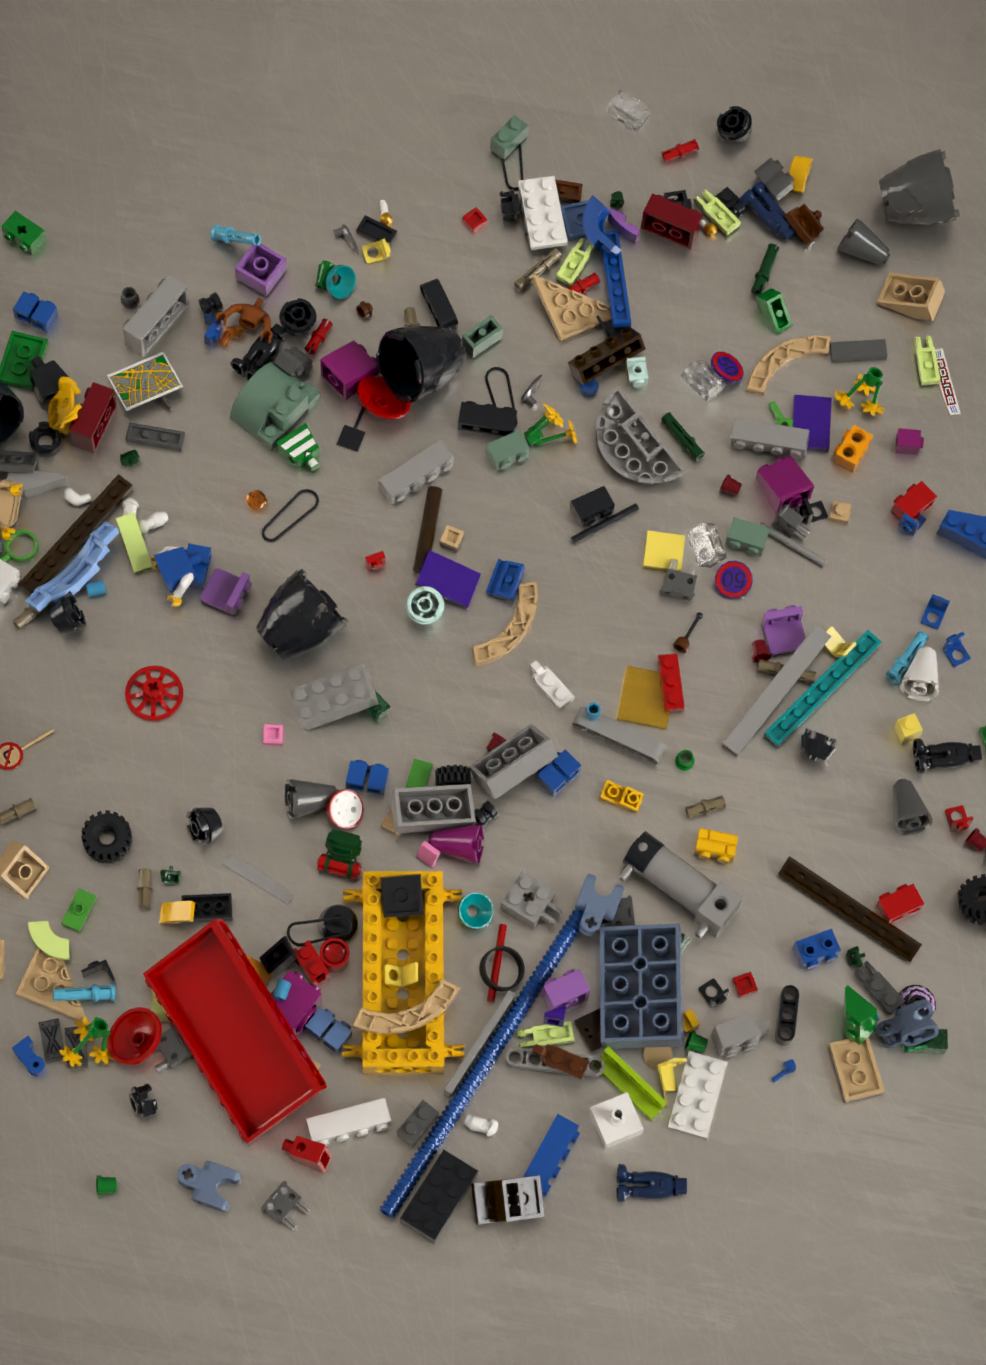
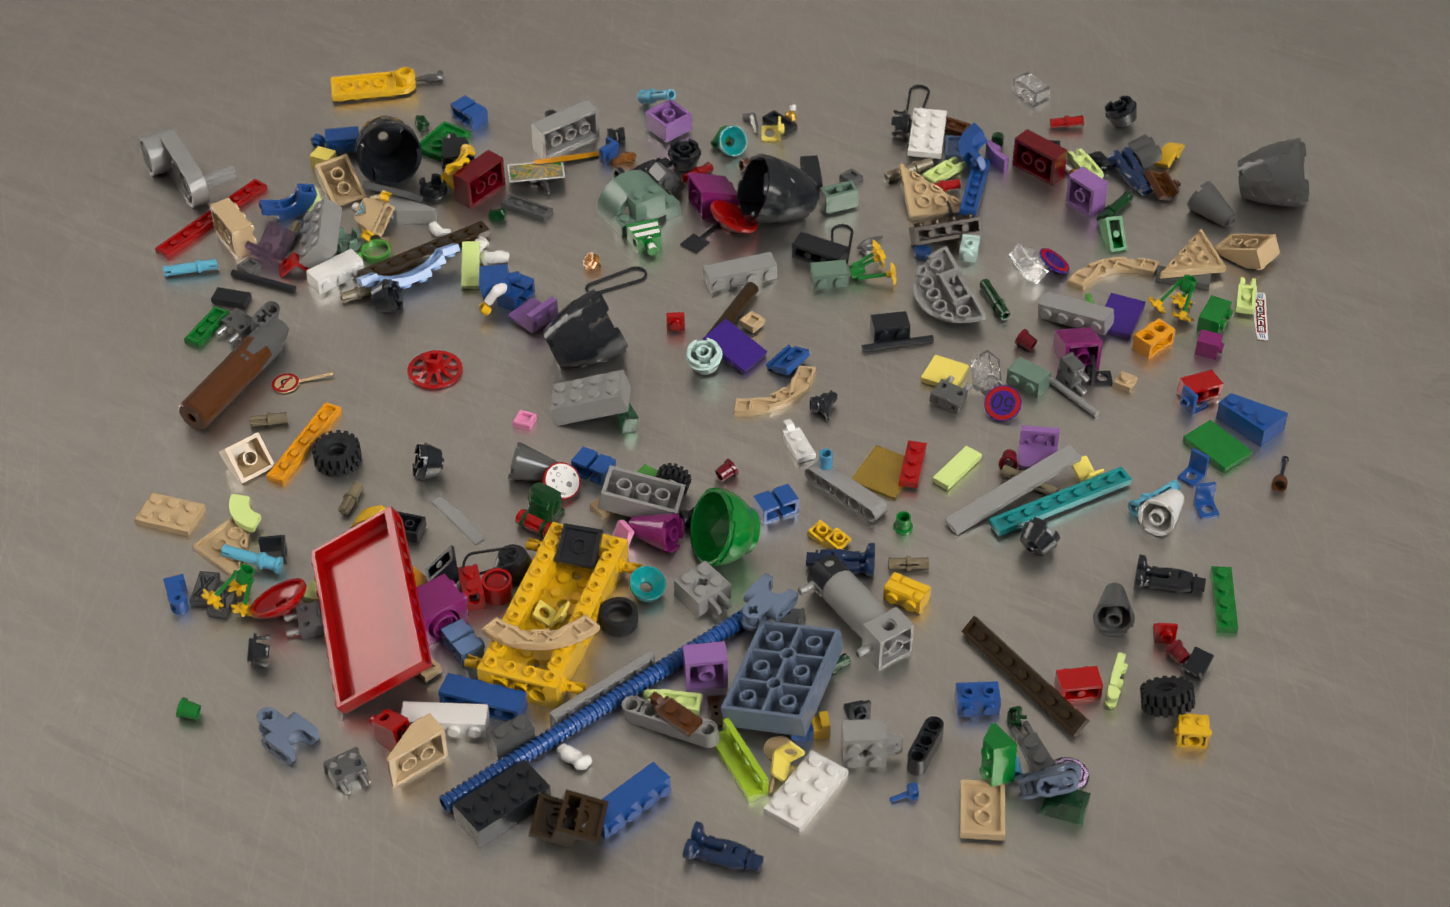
camera: 25 degrees right, 25 degrees down
(23, 232) = (486, 66): green brick -> none
(65, 830) = (303, 443): none -> light orange tile
(79, 910) = (283, 501): bright green plate -> none
(95, 588) = (422, 289): dark azure hinge -> none
(167, 349) = (566, 158): none -> light orange sticker
(170, 876) = (378, 495): dark green piece -> none
(250, 317) = (642, 148): dark orange piece -> none
(281, 990) = (427, 583): dark azure hinge -> none
(344, 1161) = (417, 750): none -> tan slope
(371, 1087) = (502, 701): none -> blue brick
(457, 938) = (622, 627): none -> black tyre
(474, 219) = (867, 131): red tile -> none
(480, 296) = (850, 175): none -> dark grey tile
(497, 961) = (652, 633): red bar -> none
(509, 137) = (918, 84): sand green brick -> none
(513, 761) = (738, 478): light grey brick -> none
(518, 823) = (723, 527): none -> green piece
(521, 968) = (652, 617): black tyre -> none
(555, 1017) = (687, 681): dark purple slope -> none
(560, 629) = (823, 403): none -> black animal
(616, 1120) = (711, 786): white brick -> none
(634, 824) = (855, 561): none -> dark blue piece
(682, 643) = (935, 439): reddish brown hinge -> none
(696, 1042) = (821, 744): green piece -> none
(713, 672) = (957, 468): none -> yellowish green tile
(734, 260) = (1086, 192): none -> medium lavender brick
(744, 984) = (892, 712): red tile -> none
(865, 323) = (1195, 259): none -> tan tile
(903, 400) = (1215, 315): none -> green brick
(908, 728) = (1133, 546): light yellow brick -> none
(931, 892) = (1115, 683): none -> yellowish green hinge
(947, 572) = (1218, 444): none -> green tile

